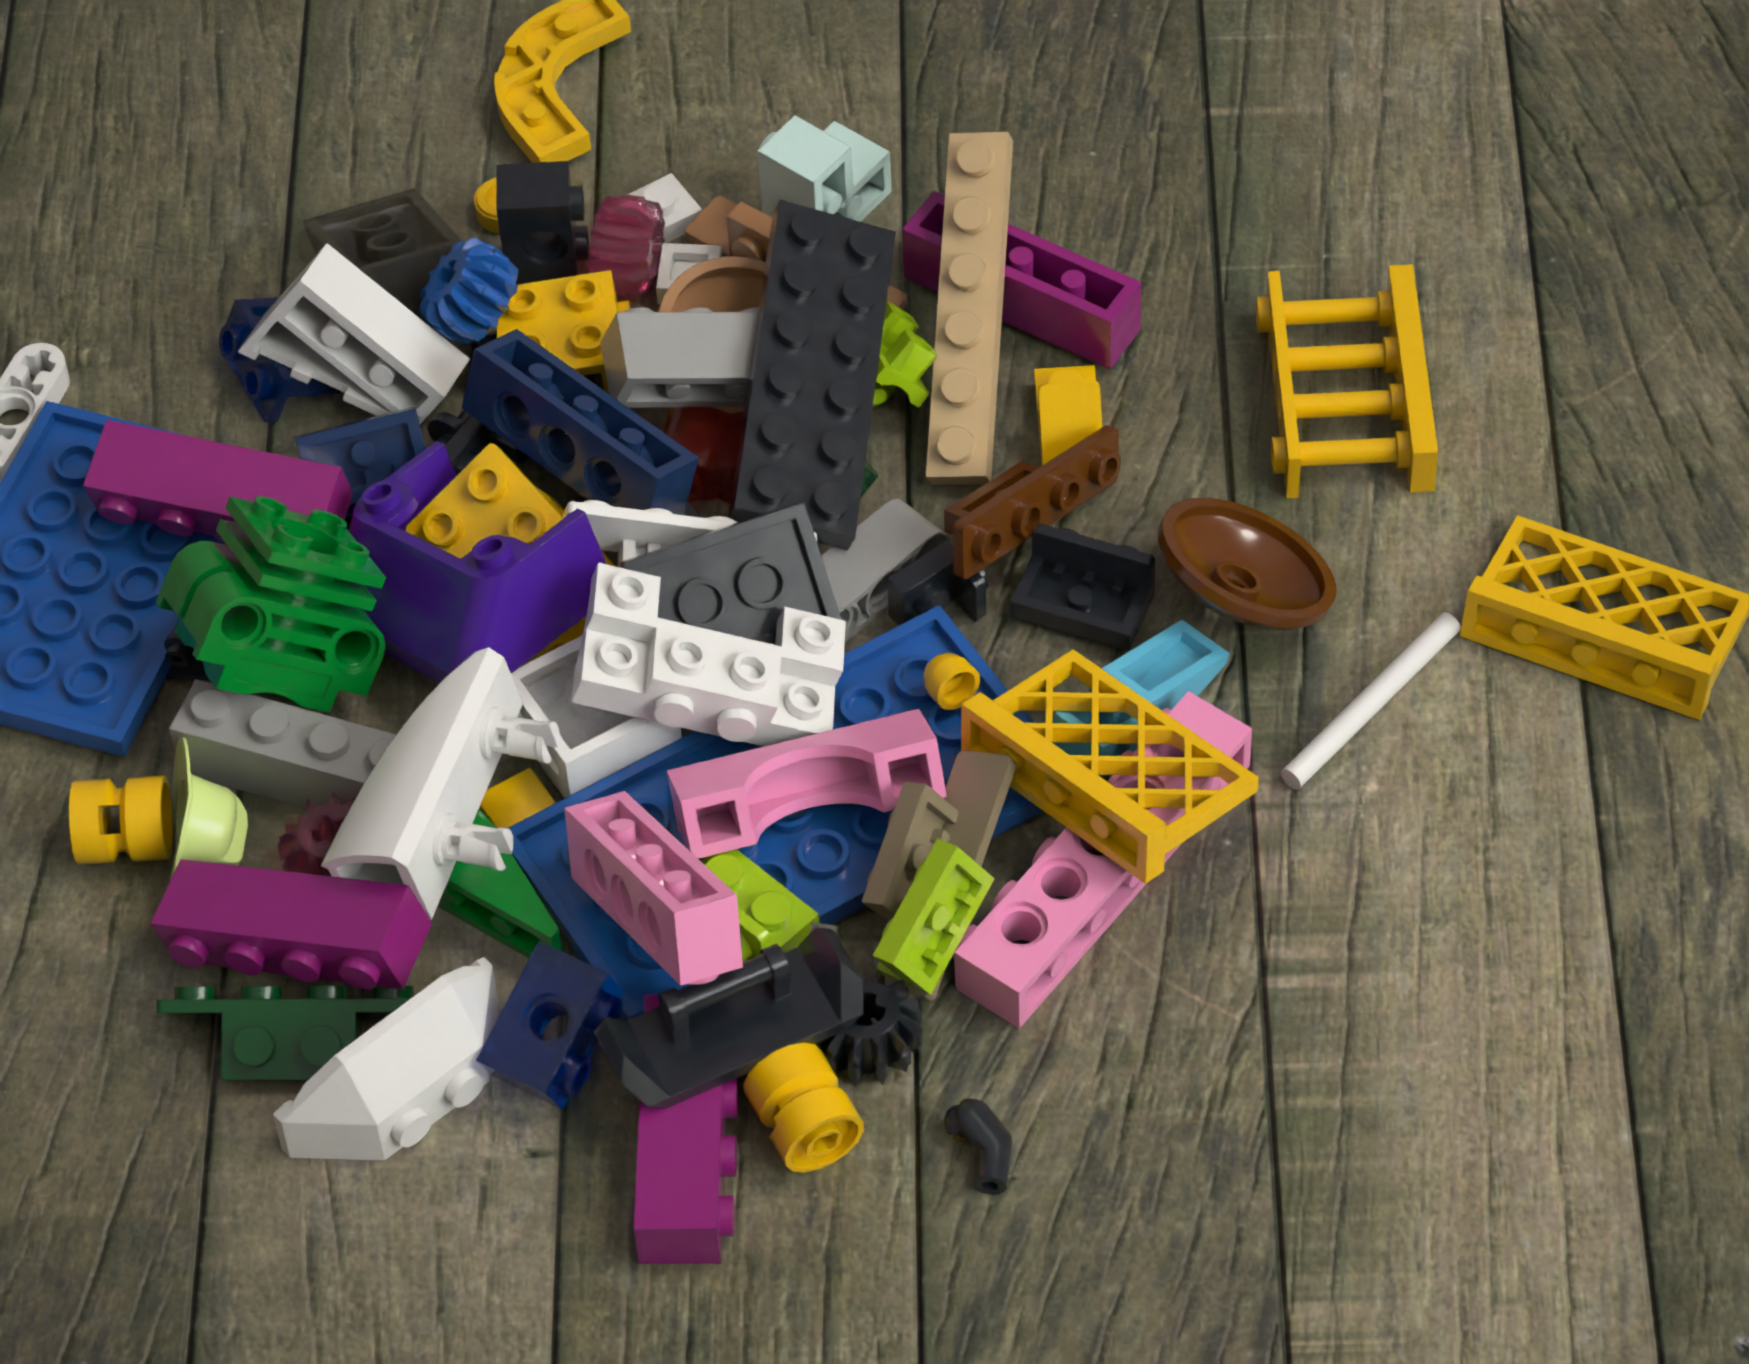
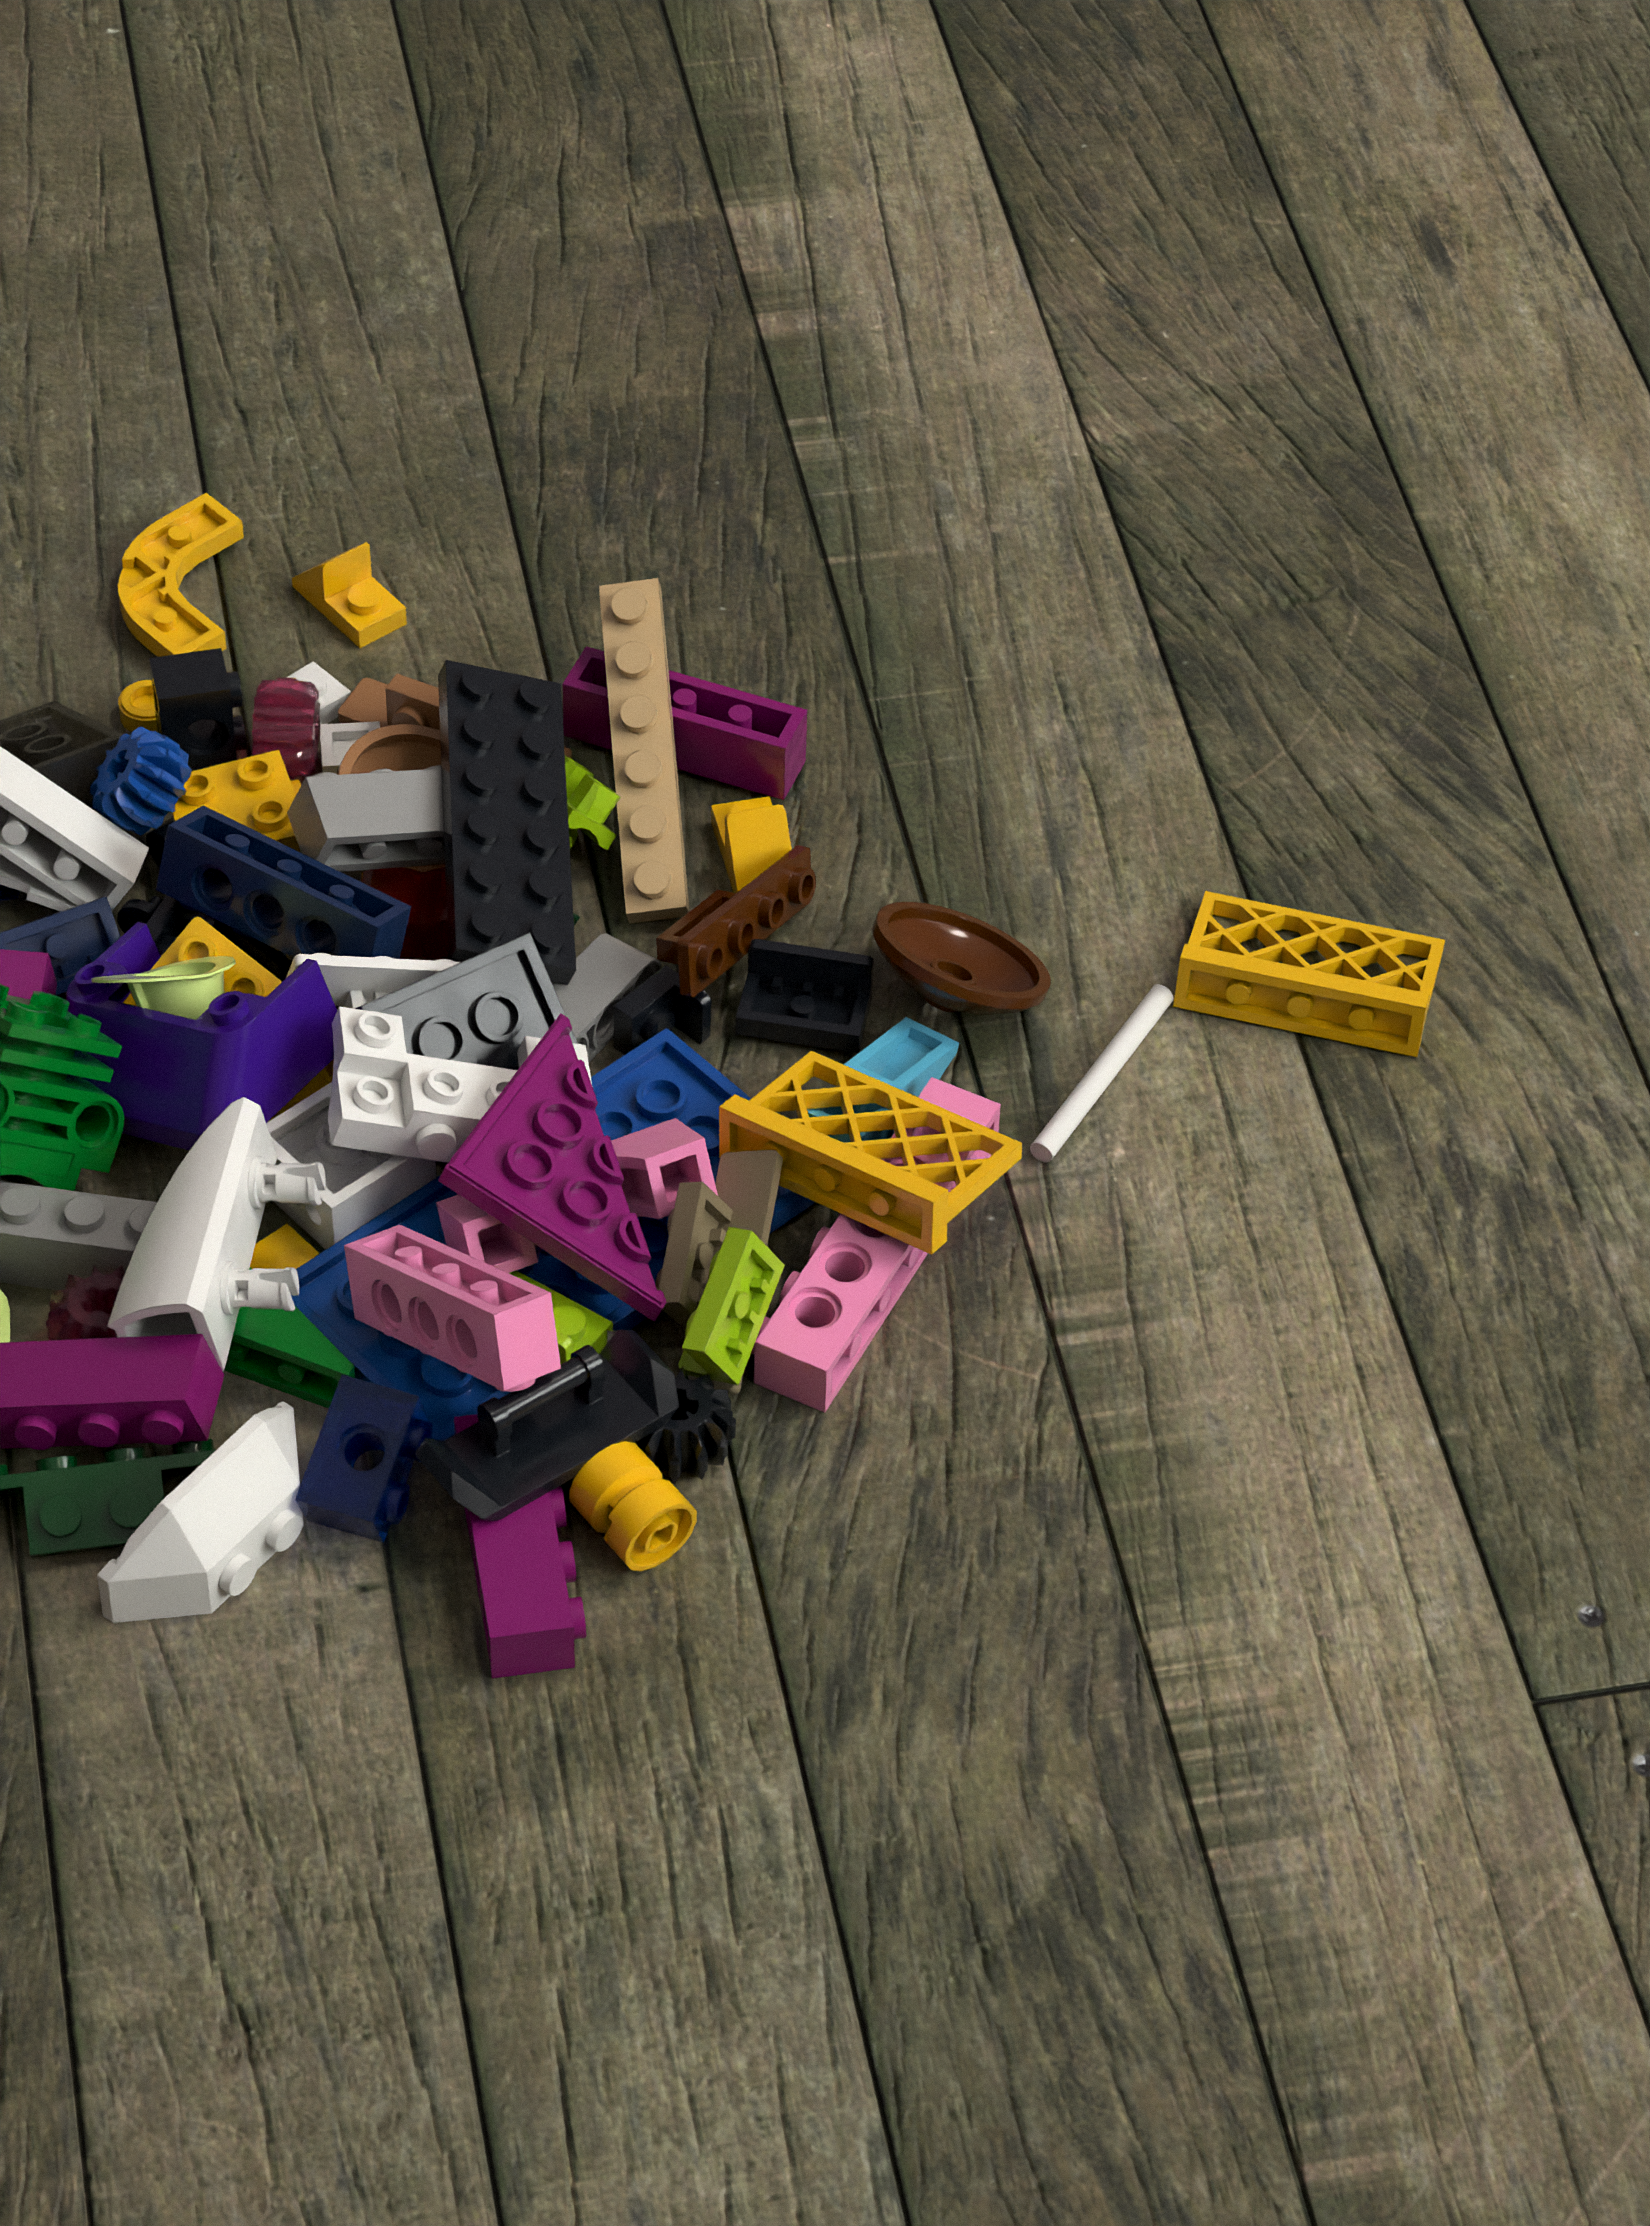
camera: 15 degrees left, 5 degrees down
(453, 518) = (179, 987): none -> yellowish green piece
(723, 106) = (351, 597): none -> yellow slope
(780, 757) = (555, 1175): none -> magenta tile
(823, 170) = (466, 633): light aqua brick -> none
(950, 680) = (696, 1092): yellow hinge -> none
(978, 1124) = (820, 1513): black arm -> none
(1399, 354) = (1064, 755): yellow fence -> none

